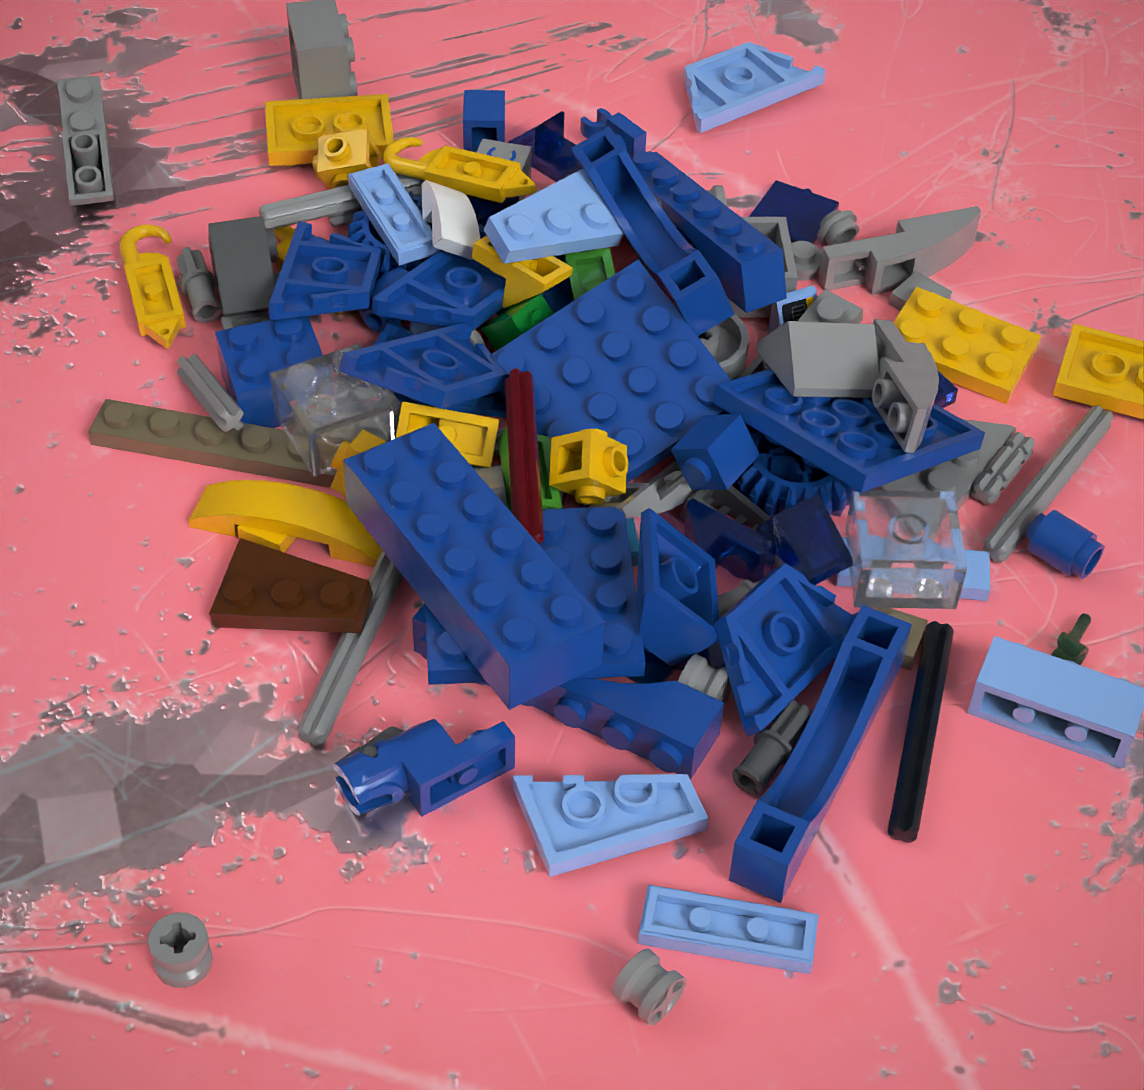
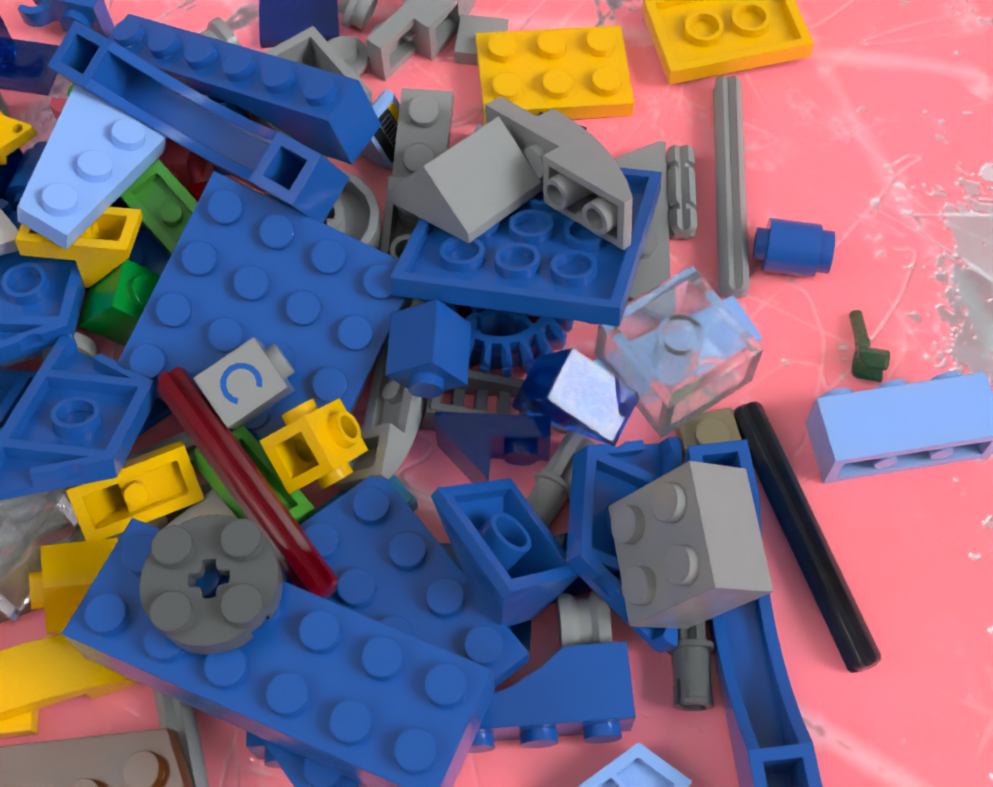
camera: 30 degrees left, 15 degrees up
(463, 450) = (184, 555): none -> dark grey plate
(568, 402) = (246, 382): none -> light grey brick
(807, 651) = (689, 546): none -> light grey brick

